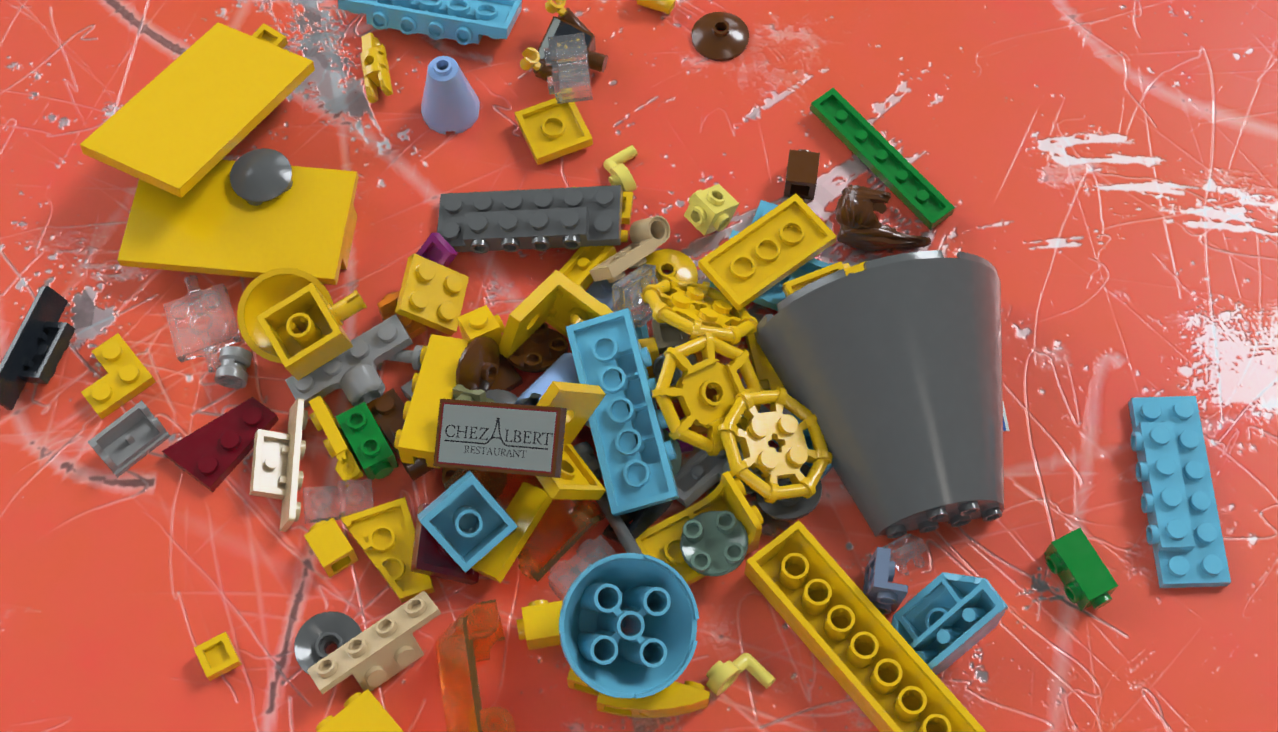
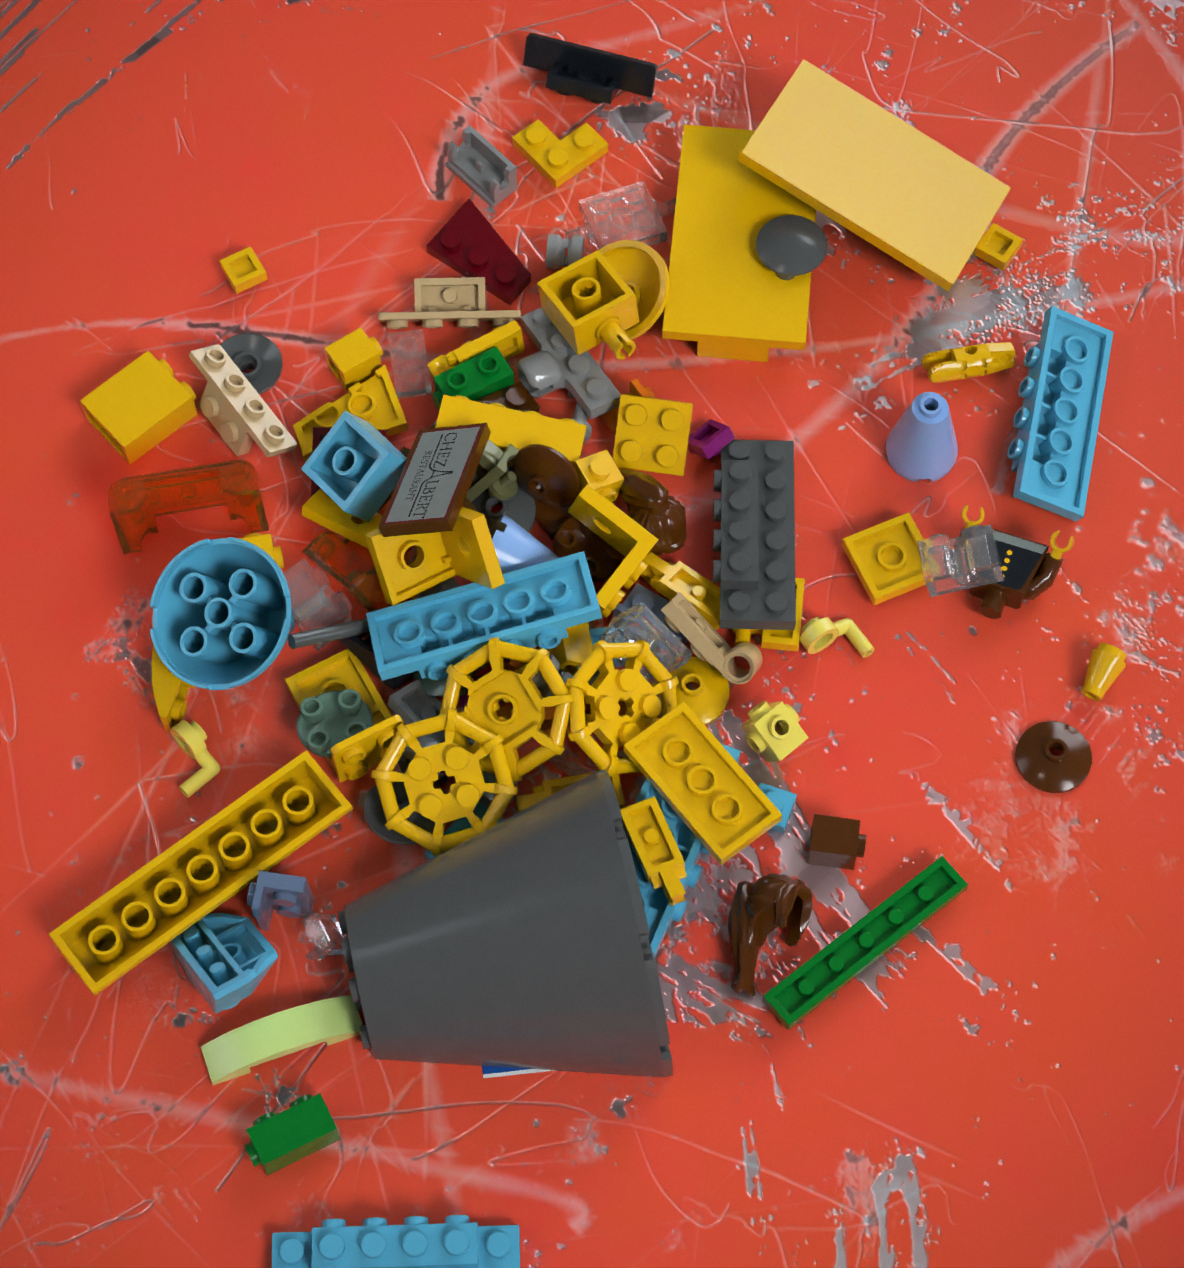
camera: 90 degrees right, 0 degrees up
(506, 289) = (654, 510): none -> reddish brown hair
(987, 561) = (280, 1035): none -> yellowish green slope

